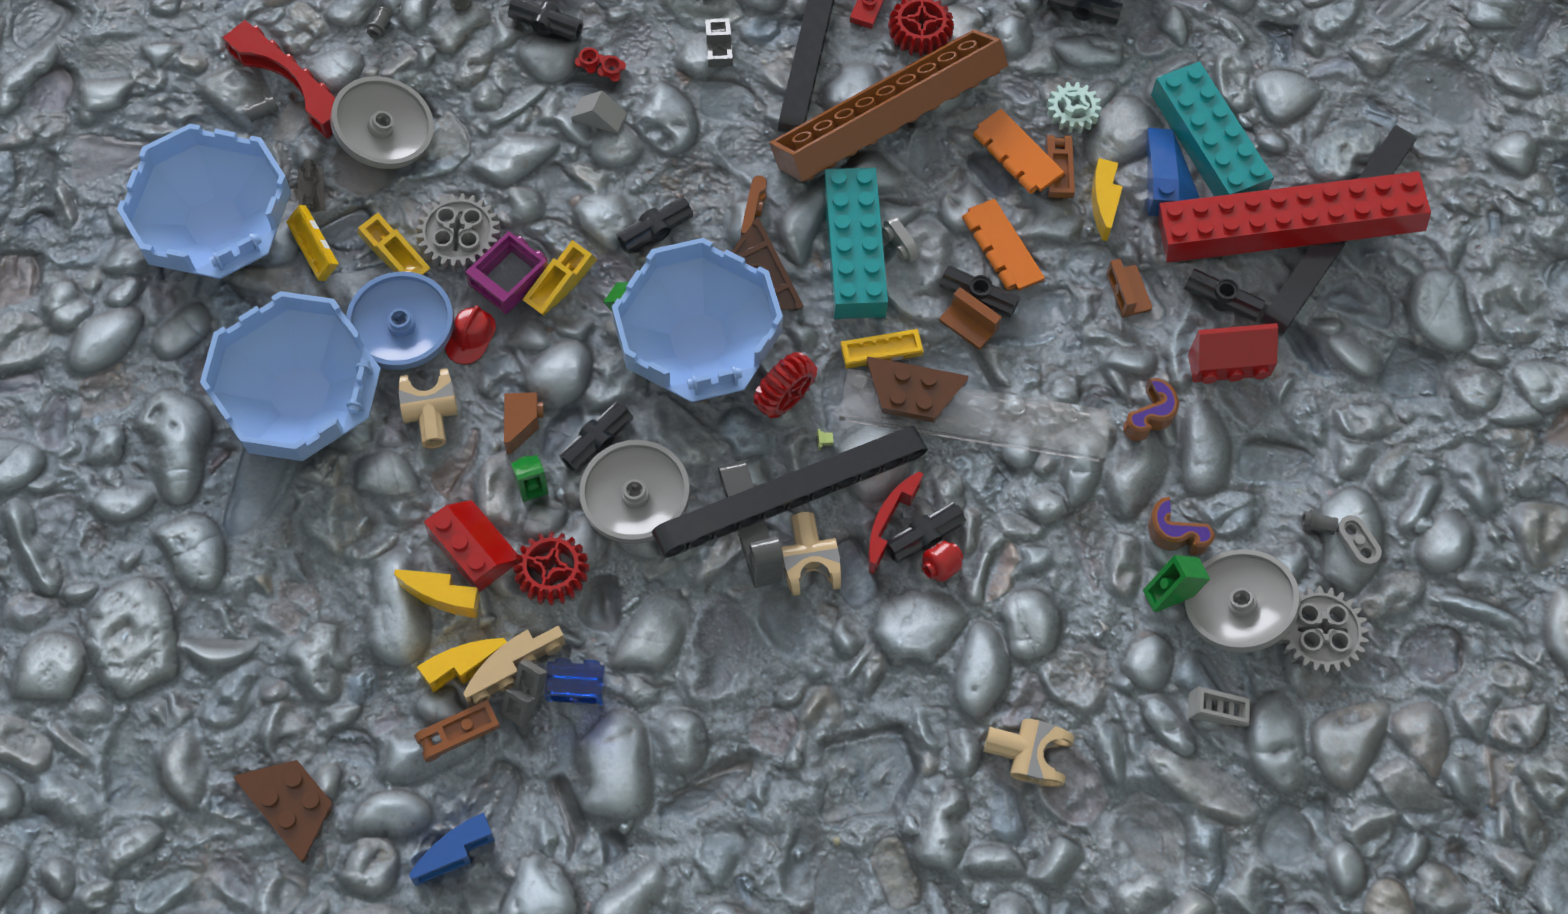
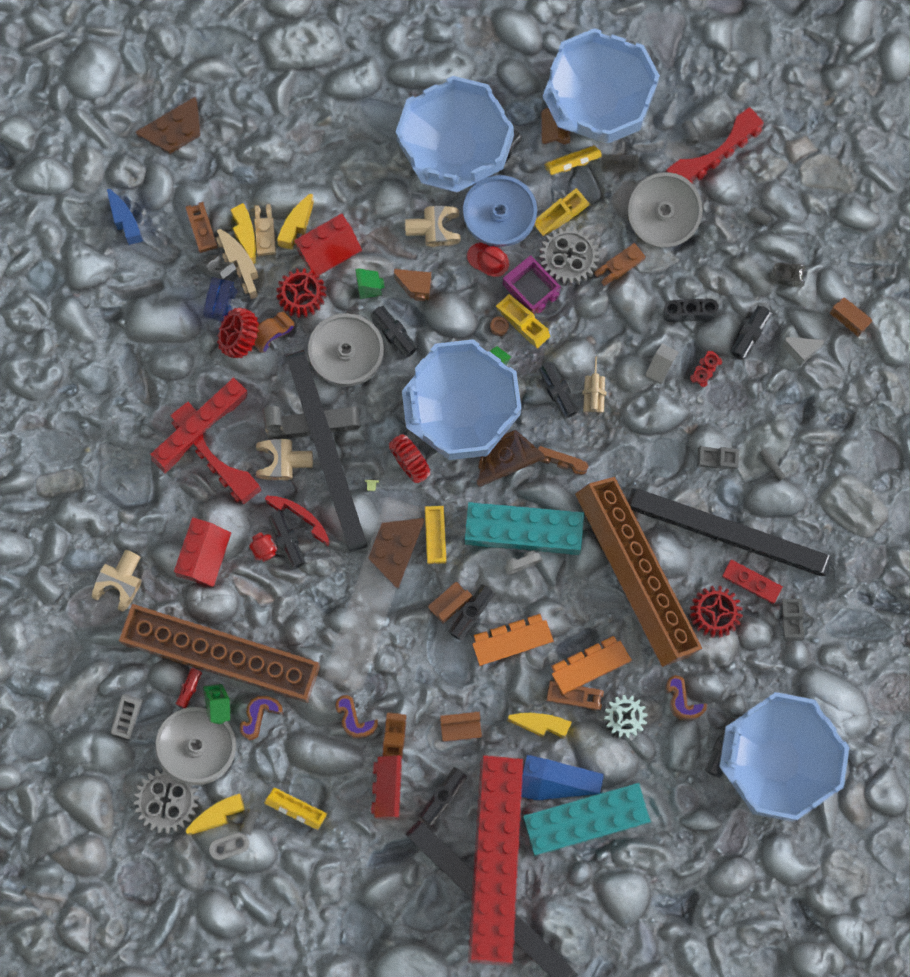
camera: 100 degrees right, 10 degrees up
(261, 275) = (551, 131): none -> dark orange panel
(452, 636) = (265, 232): none -> tan hinge
(461, 172) = (621, 263): none -> dark orange hinge
(522, 86) = (697, 305): none -> black beam
(569, 309) = (499, 326): none -> dark orange tile
(610, 629) = (238, 333): none -> red gear
(619, 597) = (272, 329): none -> dark orange animal
(652, 185) = (594, 392): none -> tan piece
(777, 689) = (240, 482): none -> red arch
(818, 695) = (181, 440): none -> red arch
(966, 644) = (202, 552): none -> red slope
(1038, 54) = (678, 702): none -> dark orange animal
(1107, 594) = (219, 653): none -> dark orange brick
(1164, 360) = (394, 734): none -> dark orange brick
(1180, 634) = (188, 688): none -> red pin
(1287, 466) = (295, 808): none -> yellow plate
(1323, 562) = (216, 814): none -> yellow slope

